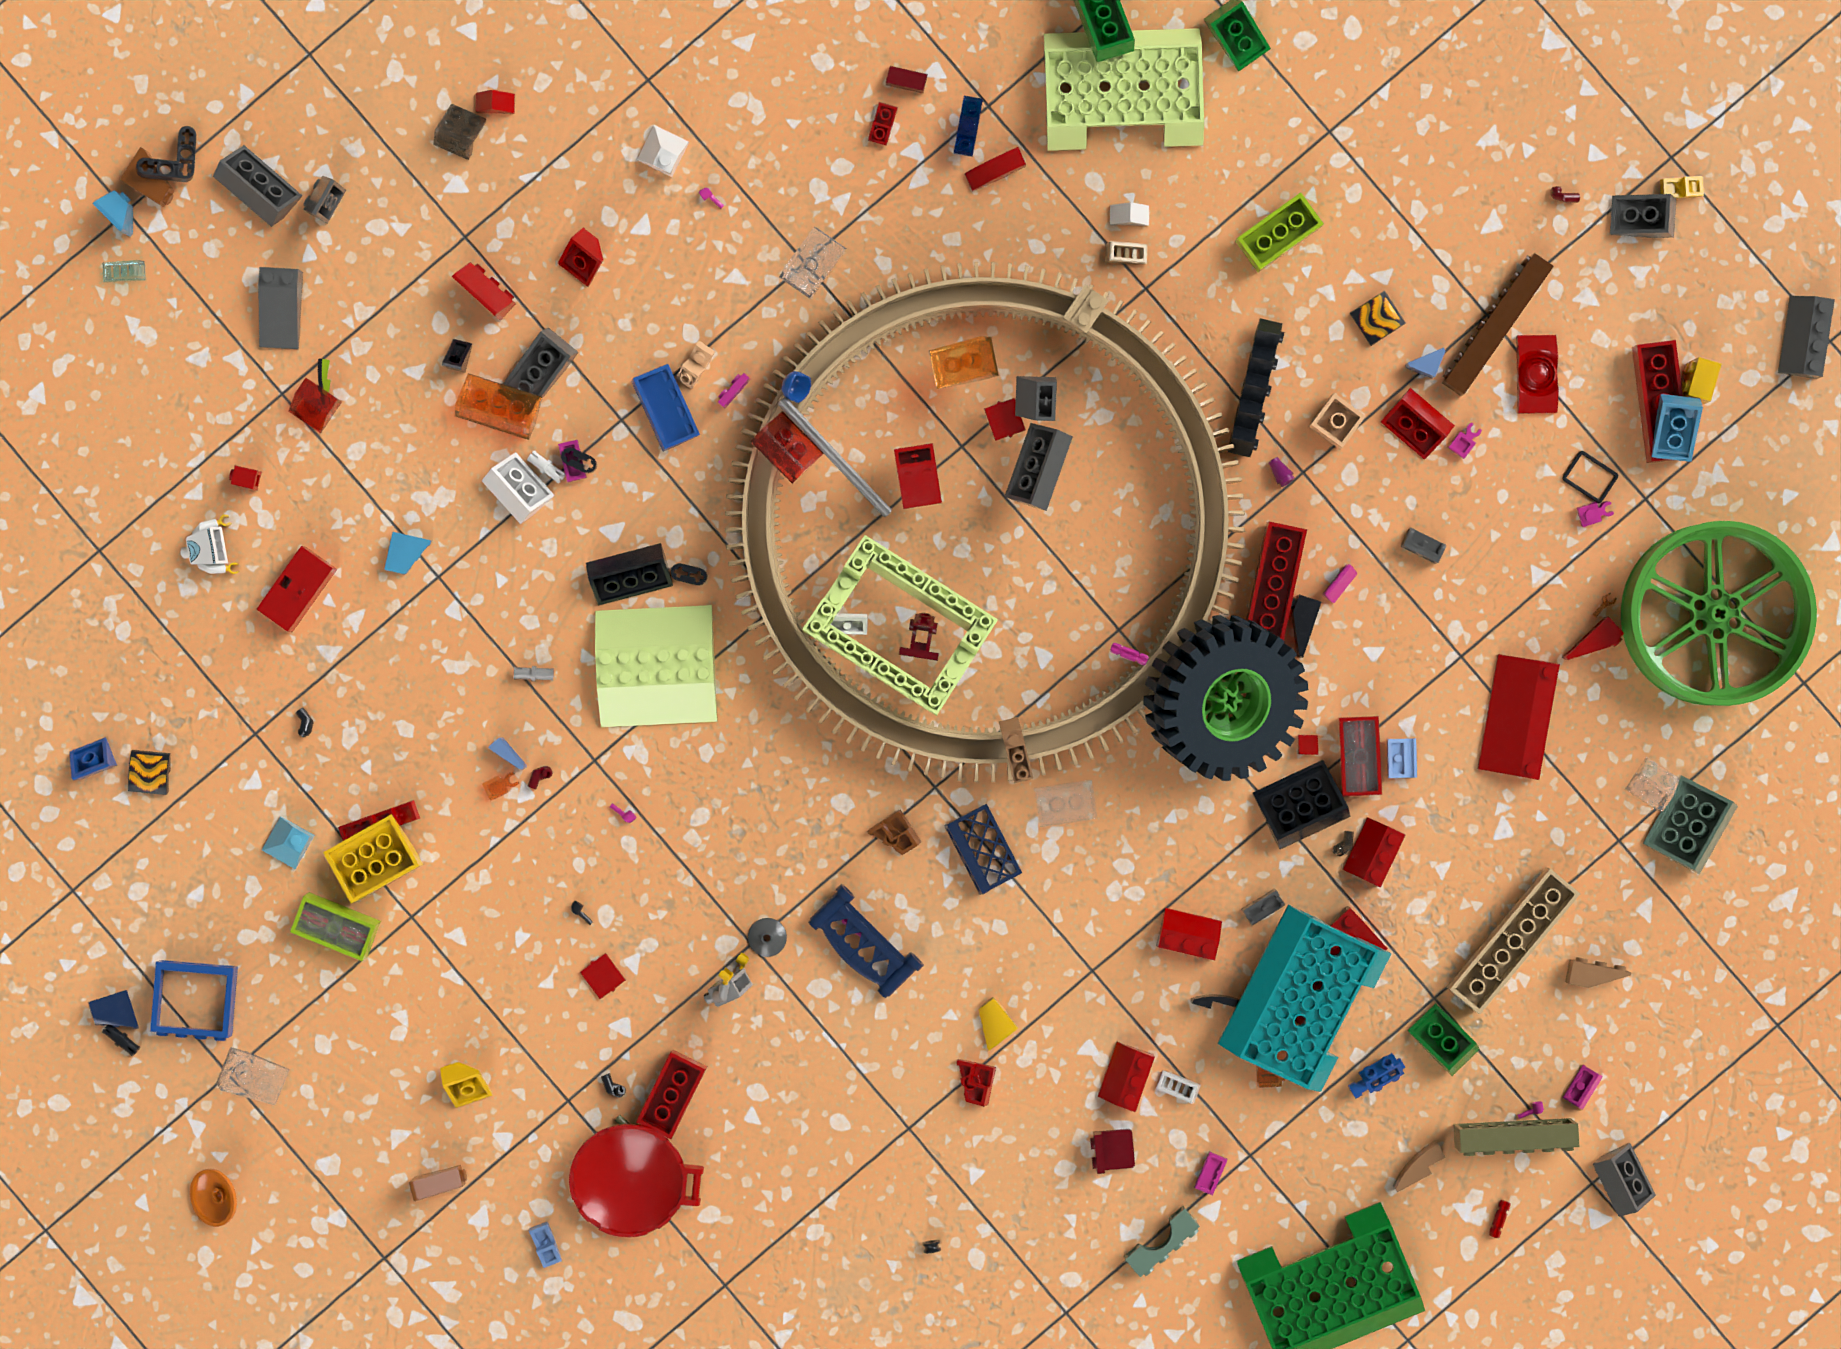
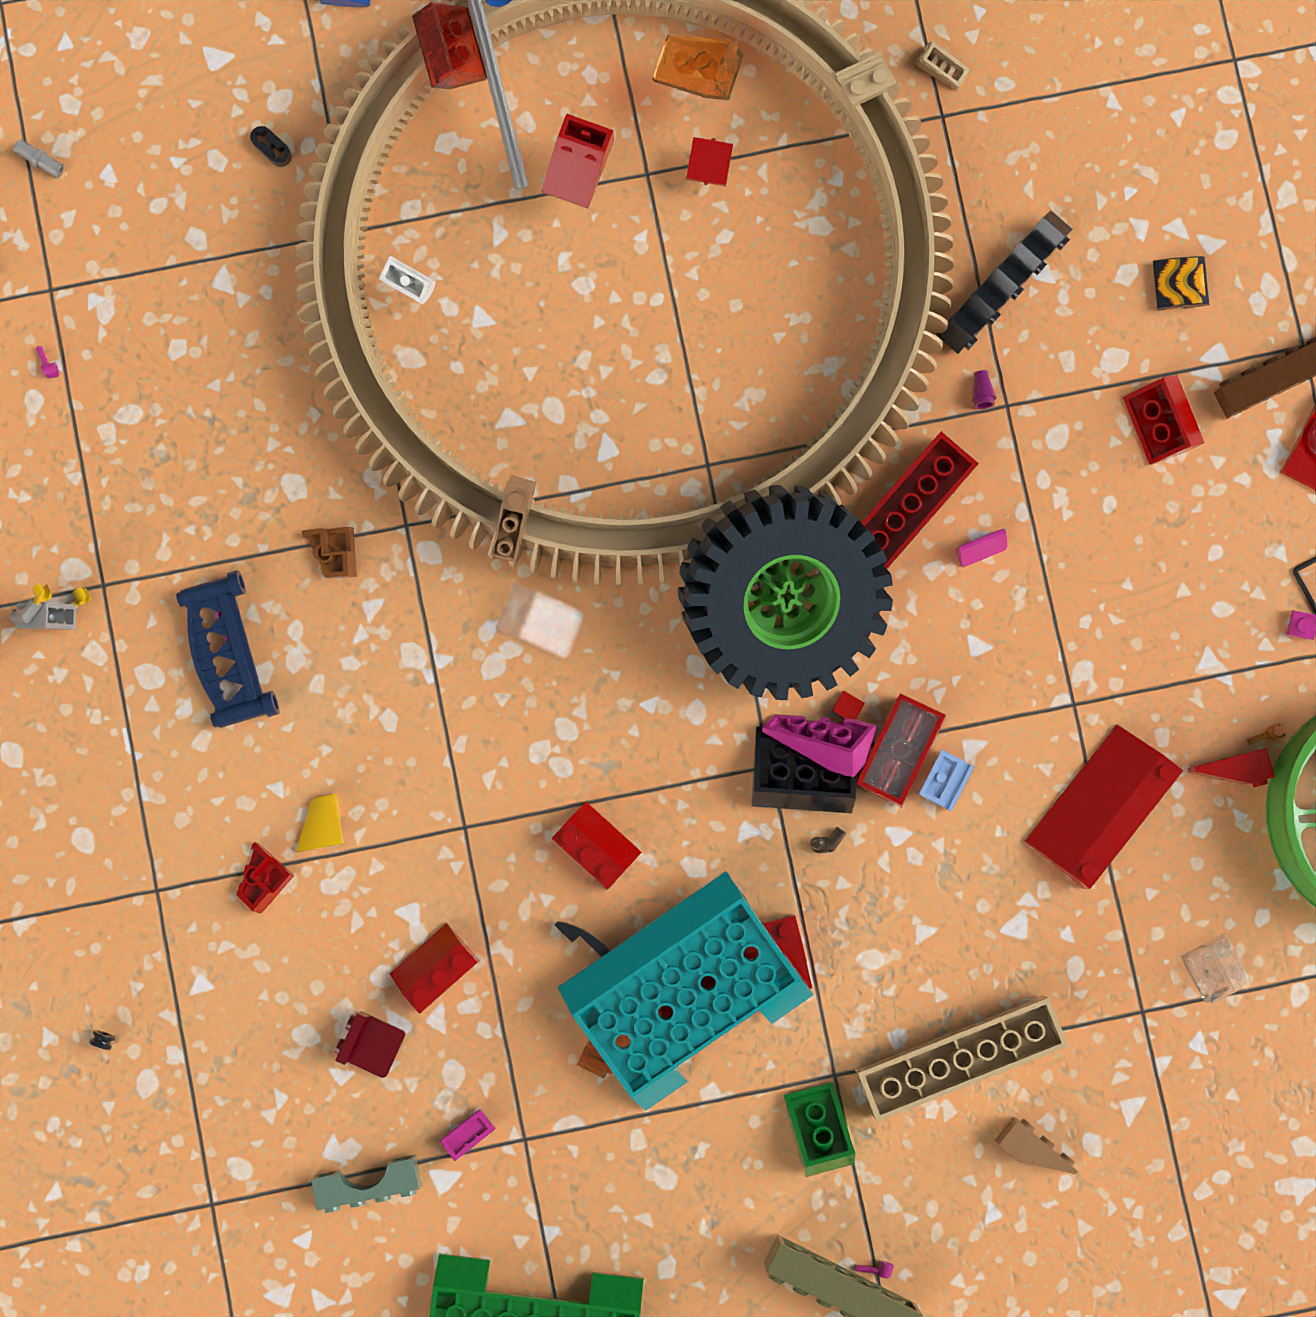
camera: 25 degrees right, 5 degrees down
(629, 574) = (204, 109): black slope -> none
(655, 666) = (175, 224): yellowish green slope -> none
(774, 929) = (136, 588): dark grey dish -> none
(920, 586) = (477, 221): yellowish green slope -> none
(921, 622) = (489, 324): dark red tile -> none
(967, 856) = (397, 621): dark blue fence -> none
(1036, 398) = (757, 147): dark grey slope -> none
(1038, 466) = (718, 226): dark grey slope -> none
(1129, 214) = (969, 26): white slope -> none
(1129, 654) = (702, 482): dark pink axle -> none
(1188, 1083) = (494, 1008): white slope -> none
(1263, 907) = (697, 862): dark grey hinge -> none
(1279, 232) = (1123, 130): lime brick -> none
(1303, 618) = (921, 561): black slope -> none
(1310, 778) = (831, 744): none -> dark pink wedge
(1337, 421) = (1076, 366): light nougat brick -> none
(1374, 852) = (856, 868): red slope -> none
(1380, 1073) = (723, 1126): blue brick -> none
(1418, 1166) = (709, 1261): medium nougat slope -> none
(1423, 546) = (1097, 558): dark grey hinge -> none
(1428, 364) = (1208, 360): medium blue slope -> none
(1463, 442) = (1204, 469): dark pink plate -> none
(1582, 1087) = (949, 1275): dark pink slope -> none
(1691, 825) = (1235, 1039): sand green slope -> none

